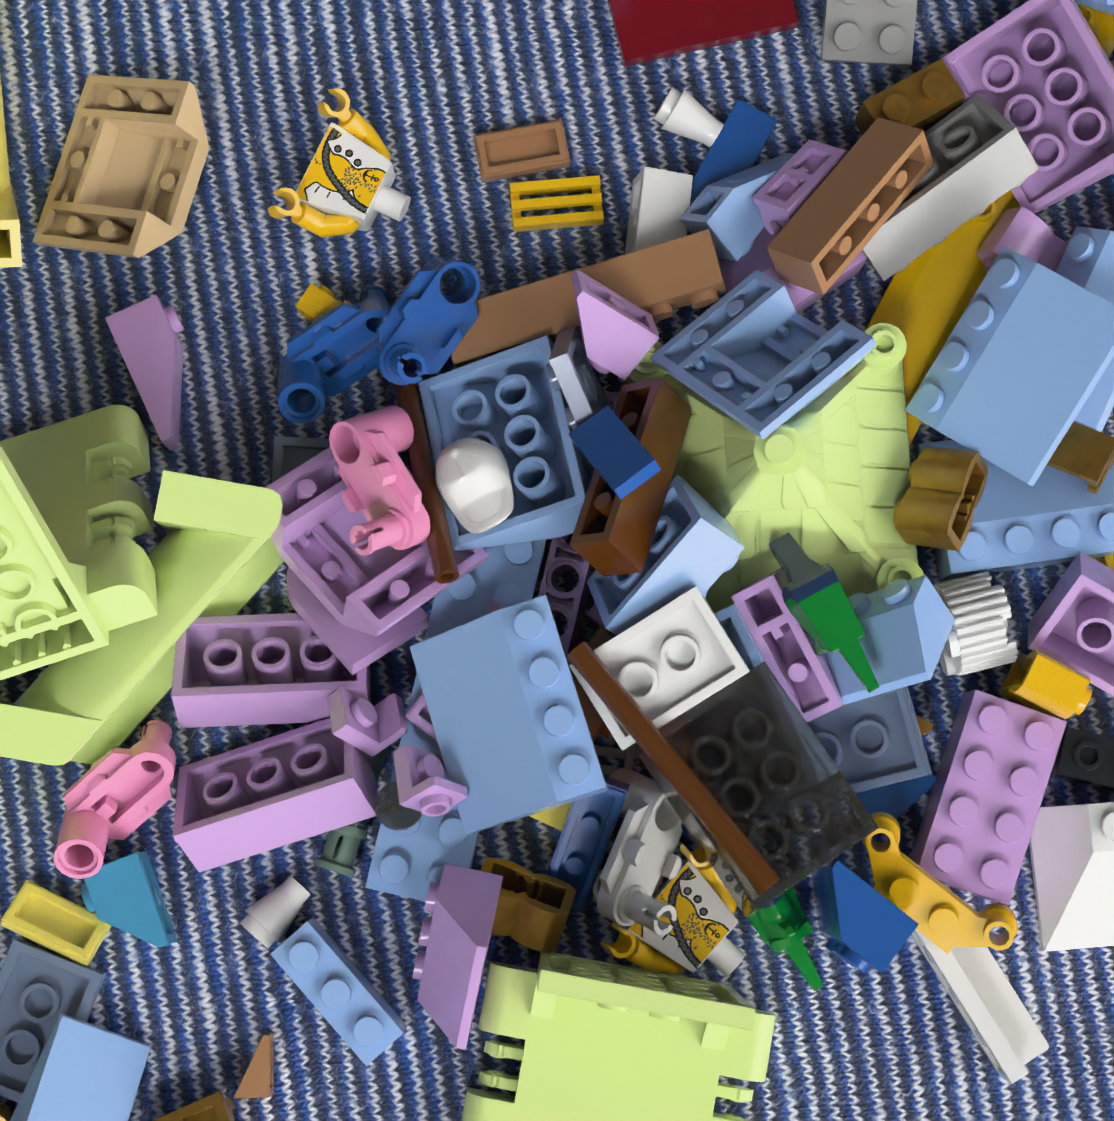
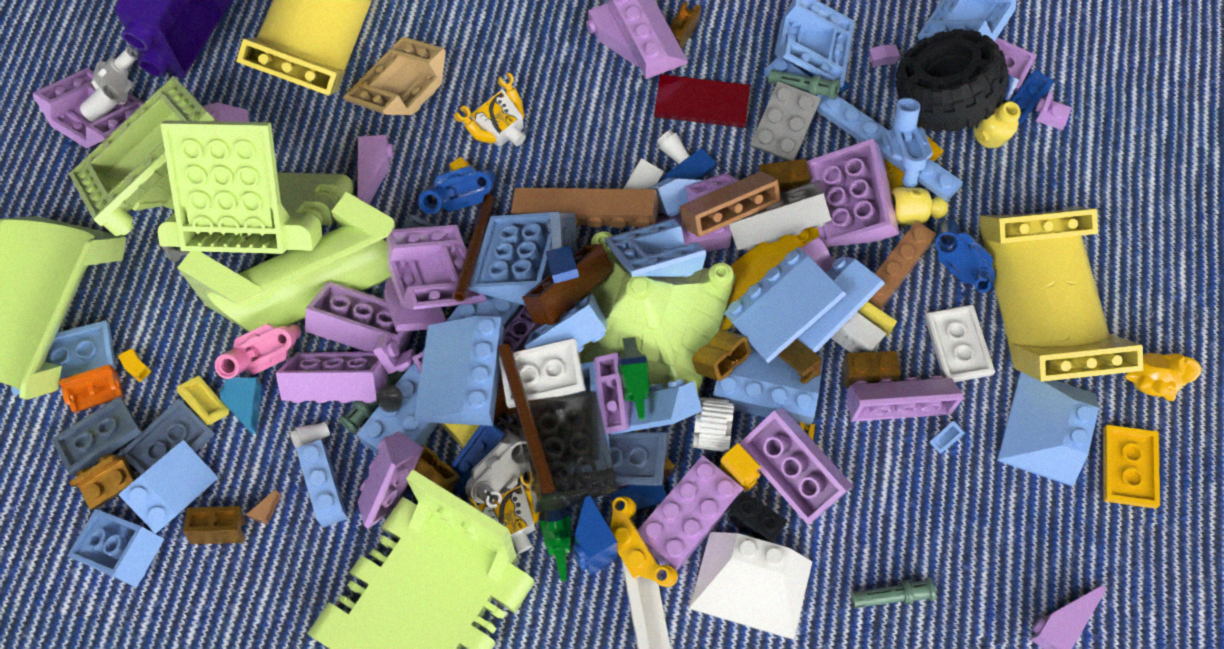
camera: 25 degrees right, 15 degrees down
(379, 480) = (447, 245): bright pink piece -> none
(423, 783) = (405, 388): lavender bracket -> none
(426, 322) = (504, 188): blue piece -> none
(475, 483) = (493, 261): white piece -> none
(522, 151) = (588, 136): medium nougat tile -> none
(555, 186) = (595, 160): yellow tile -> none
(611, 327) = (588, 215): lavender slope -> none

